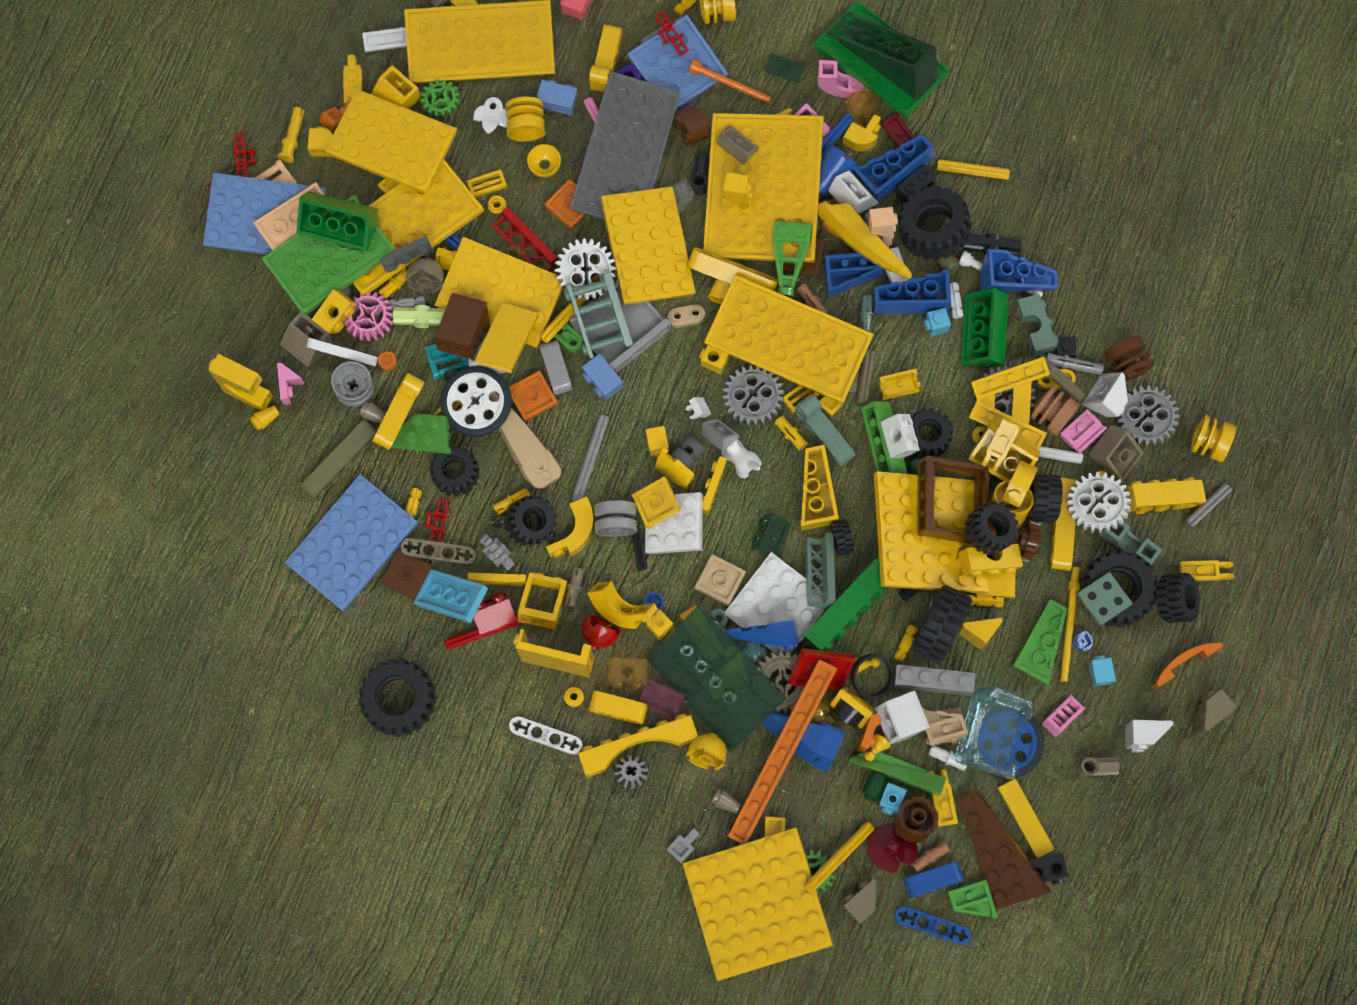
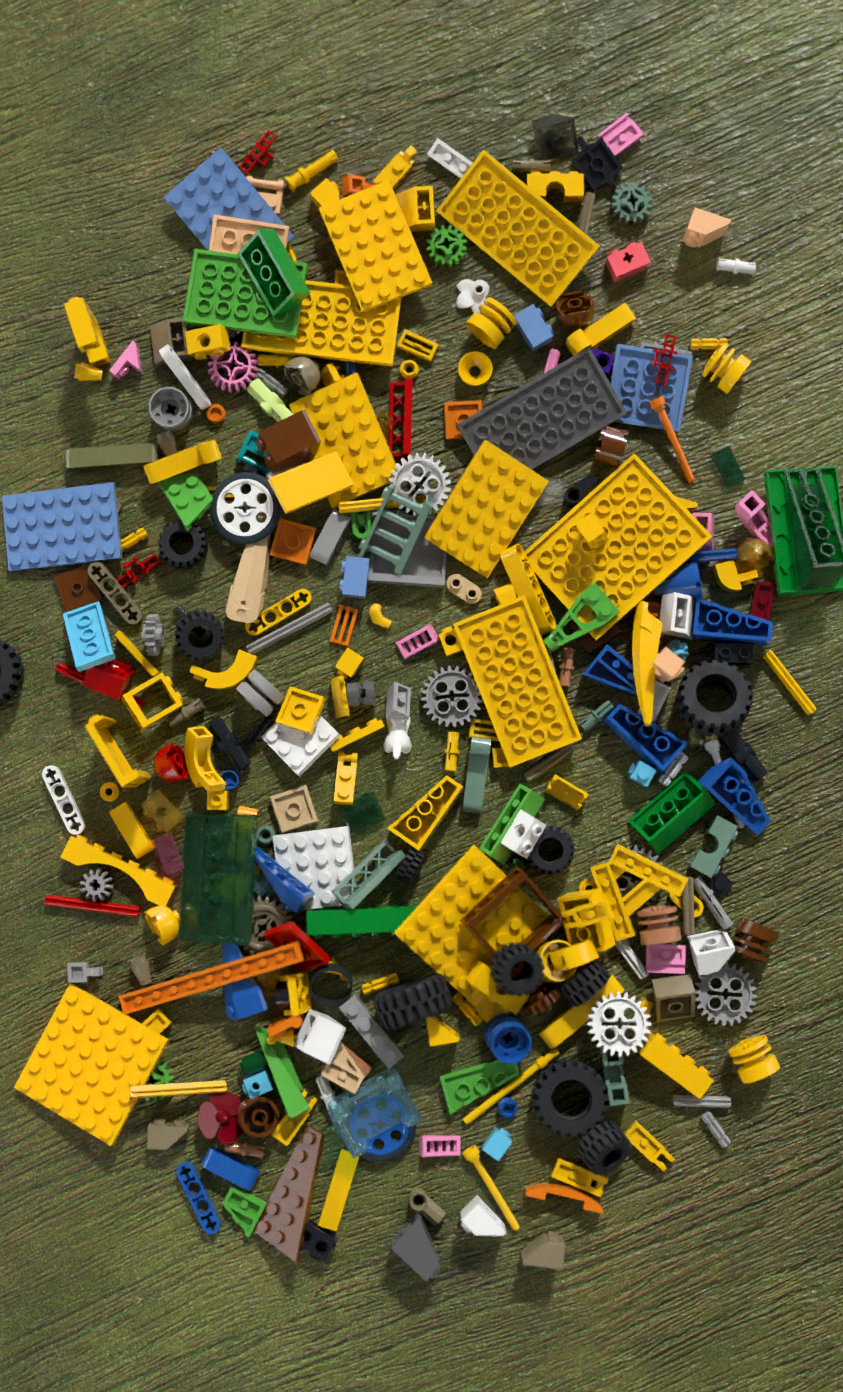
camera: 45 degrees right, 10 degrees up
(406, 254) = (300, 347): dark grey hinge -> none
(504, 504) = (193, 603): yellow axle -> none
(572, 455) = (280, 615): none -> yellow beam
(574, 58) = (575, 309): none -> reddish brown cylinder
(619, 406) = (348, 610): none -> orange tile
(627, 579) = (228, 743): none -> black piece
(642, 791) = (89, 905): none -> red axle
(645, 392) = (376, 616): none -> yellow arm
(689, 365) = (432, 633): none -> bright pink slope
(700, 408) = (404, 667): white tile -> none
(736, 145) = (627, 495): dark tan slope -> none
(736, 522) = (345, 779): none -> yellow plate
(1042, 586) = (514, 1045): none -> blue wheel
(1093, 698) = (473, 1156): none -> yellow piece
(1104, 599) = (547, 1098): sand green tile -> none
(1122, 798) = (416, 1247): none -> dark grey slope
(1180, 640) = (578, 1177): none -> yellow plate
(1237, 514) = (716, 1129): none -> light grey axle

